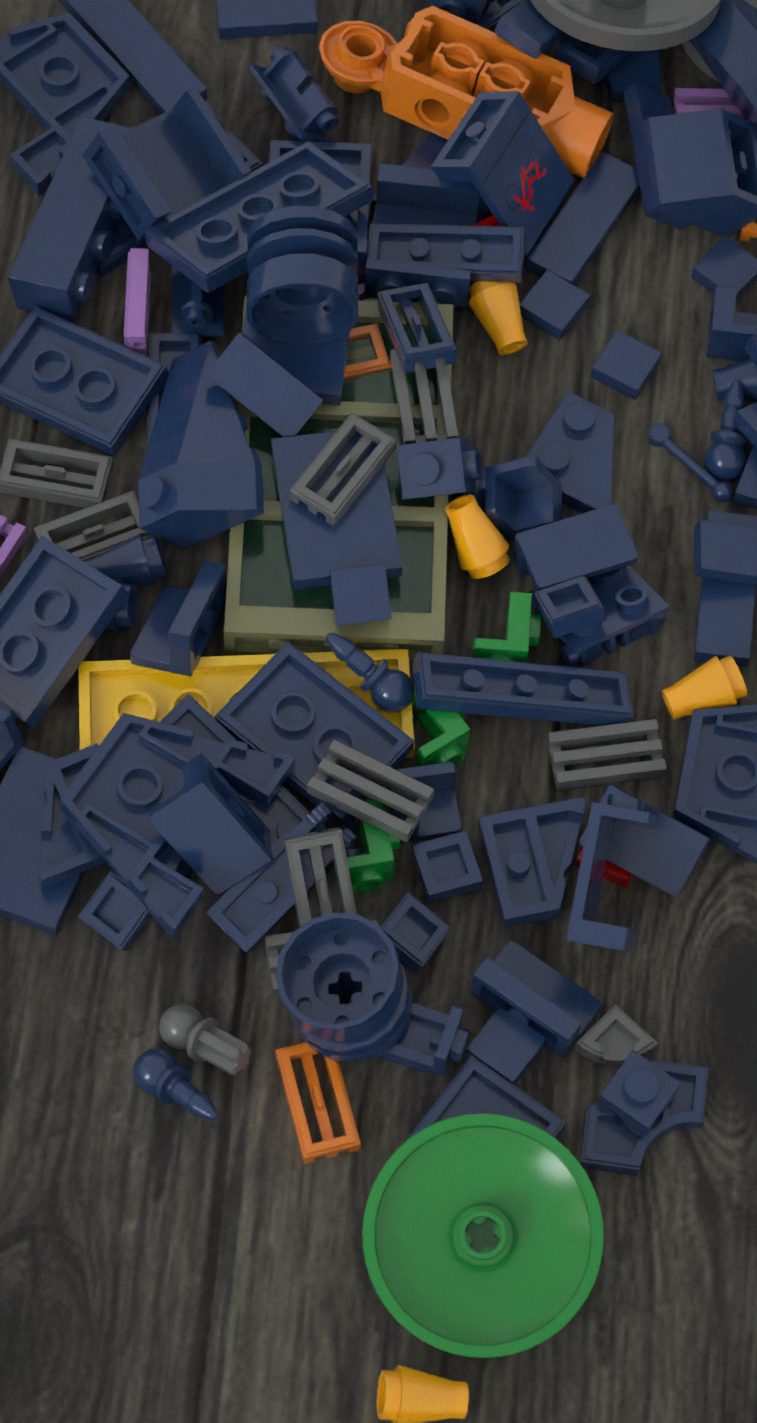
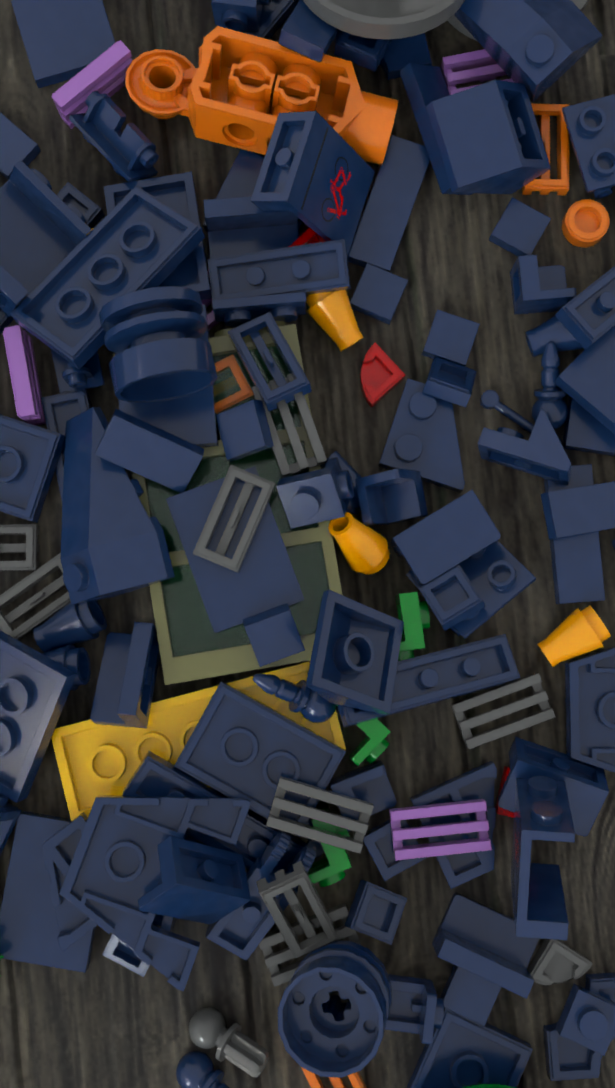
camera: 10 degrees left, 20 degrees up
(296, 33) = (103, 75): none -> medium lavender tile
(374, 388) = (244, 430): none -> dark blue tile
(445, 626) = (354, 654): none -> dark blue slope
(508, 827) = (479, 825): none -> medium lavender tile
(537, 386) = (378, 375): none -> red tile
(615, 401) = (450, 381): none -> dark blue tile
(690, 486) = (538, 456): none -> dark blue slope

